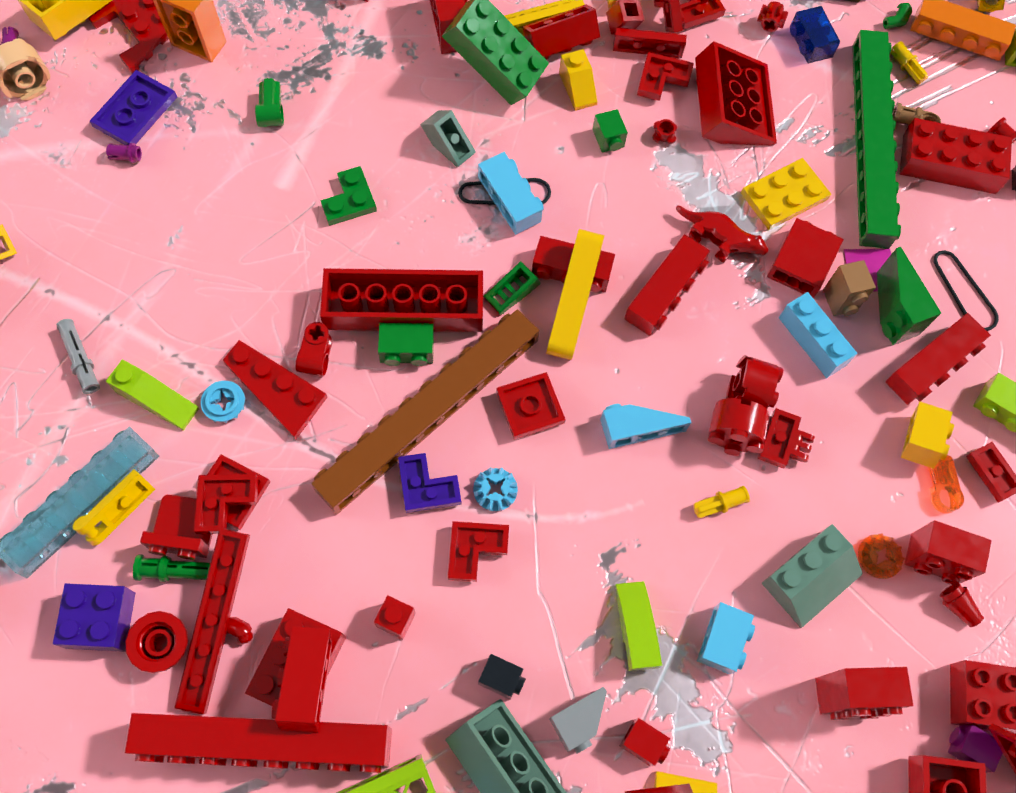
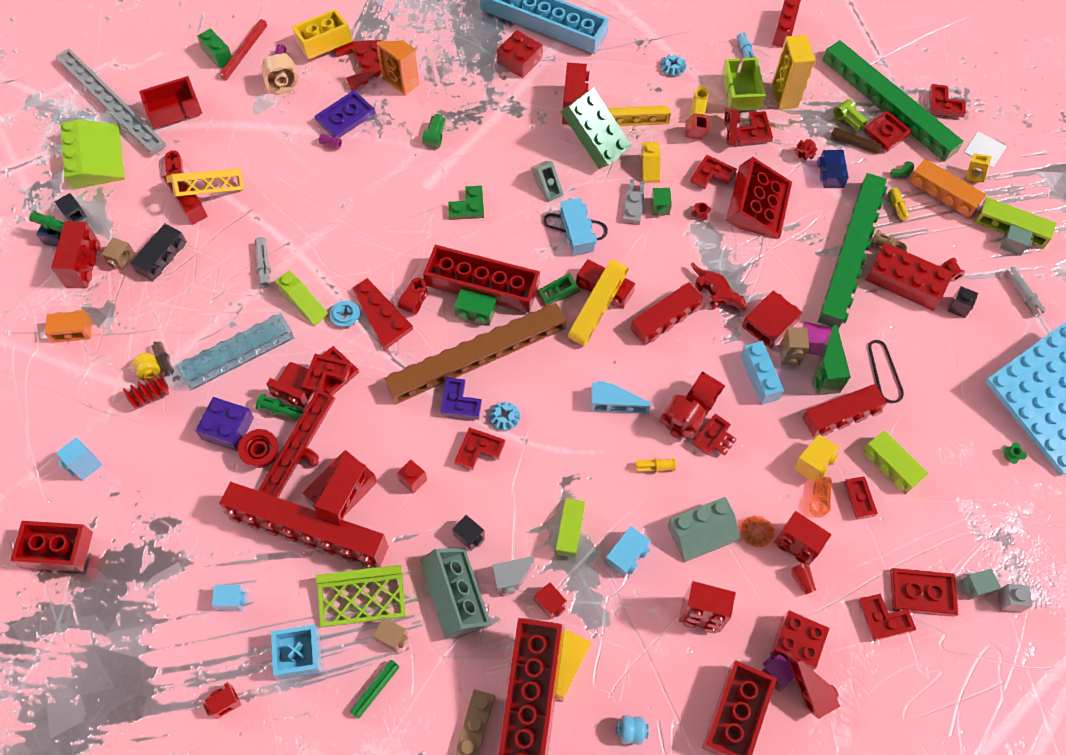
camera: 20 degrees right, 5 degrees down
(113, 508) = (256, 361): yellow plate -> none
(530, 405) = (545, 368): red plate -> none
(563, 31) = (649, 127): red brick -> none
(573, 142) = (634, 204): none -> light grey hinge
(649, 41) = (710, 147): red plate -> none
(785, 193) = (774, 273): yellow plate -> none

